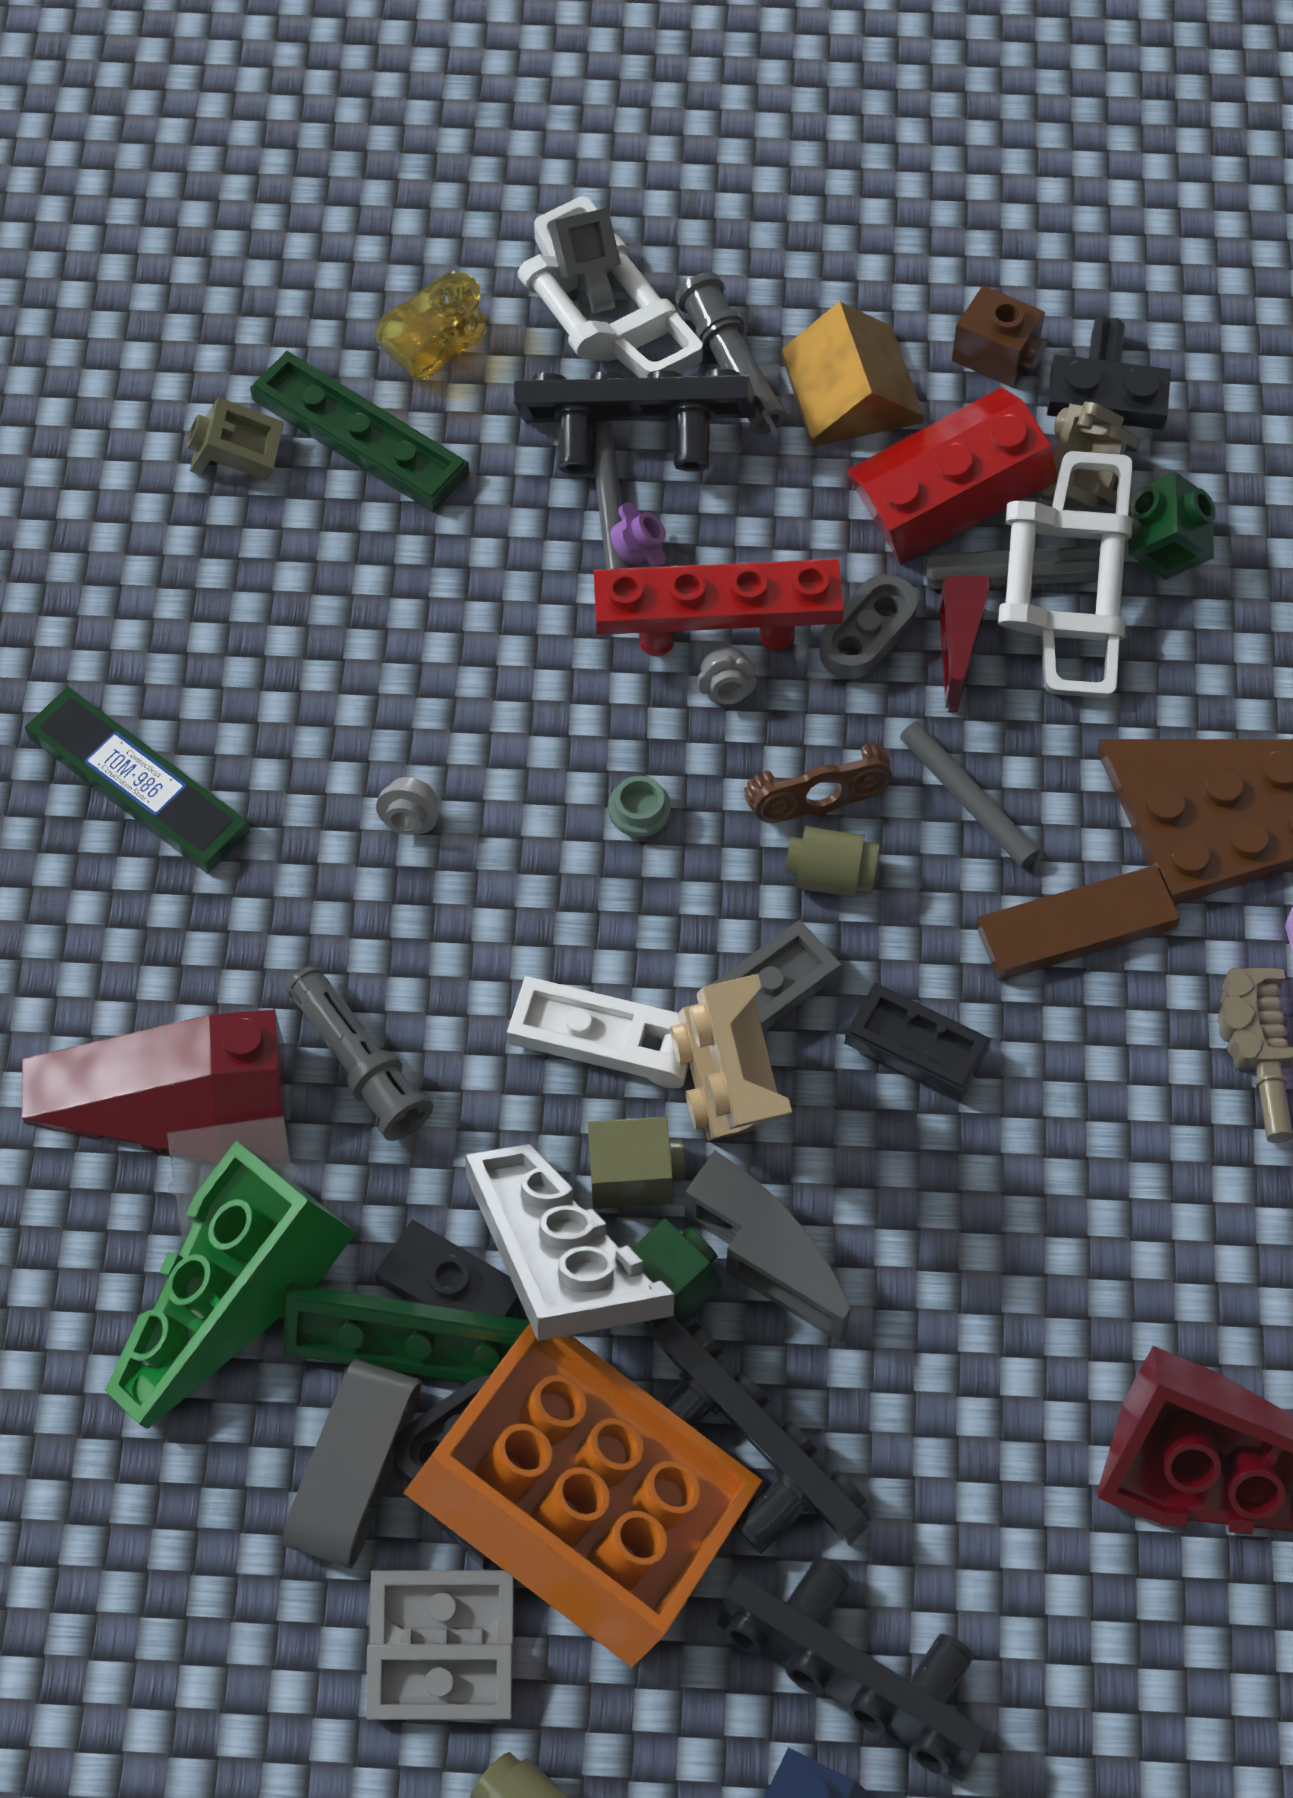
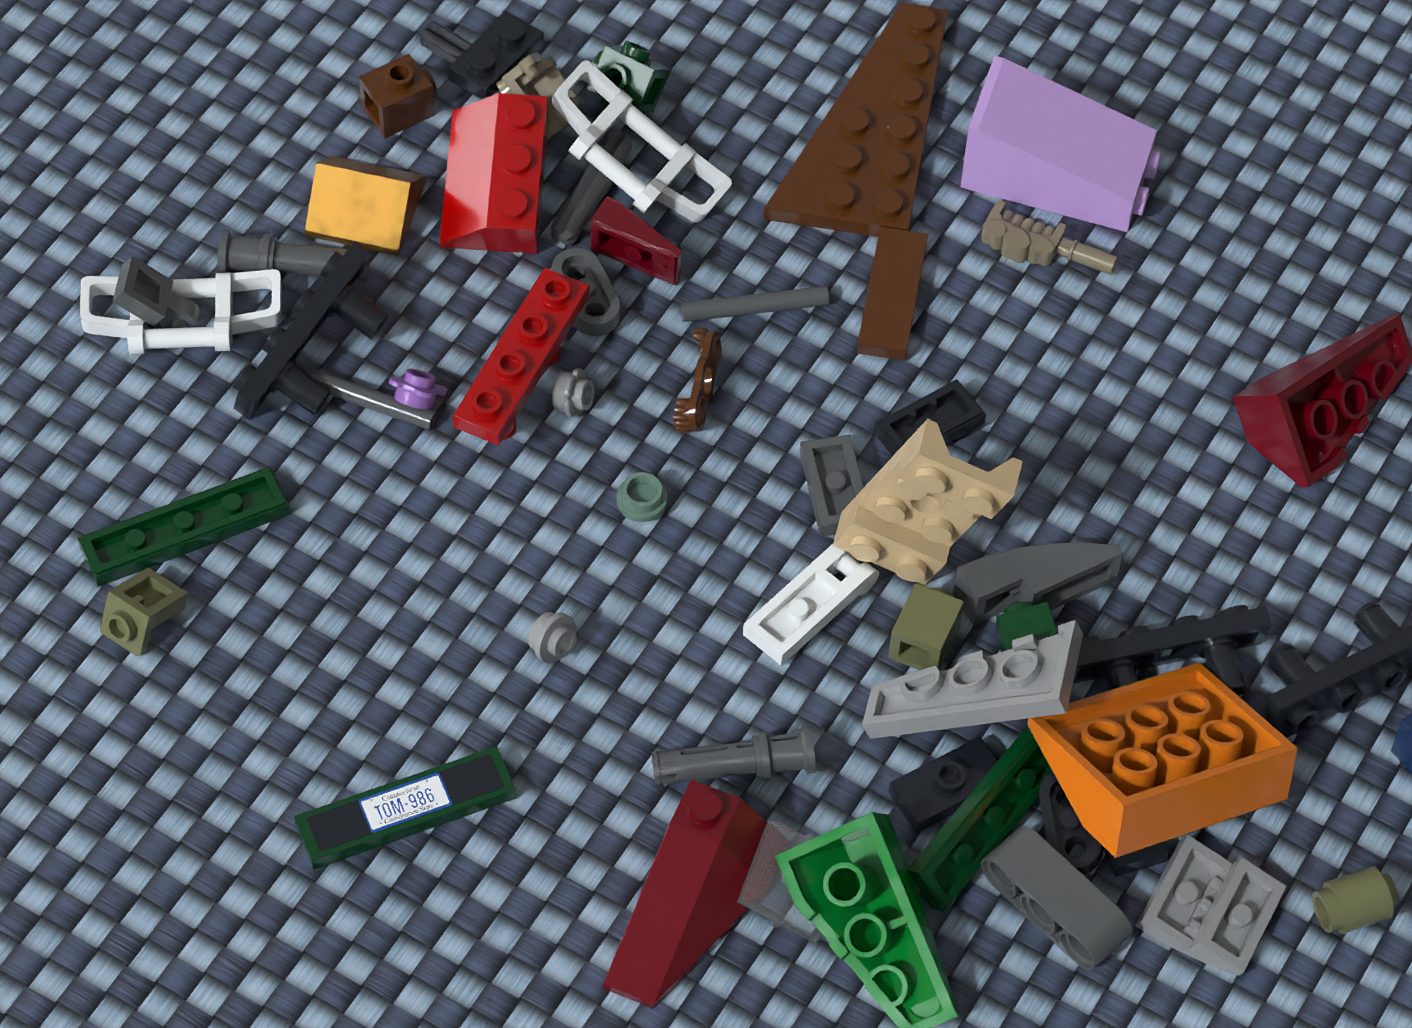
camera: 65 degrees left, 5 degrees down
(427, 330) = (130, 428): clear yellow piece -> none
(832, 862) = (765, 402): olive brick -> none

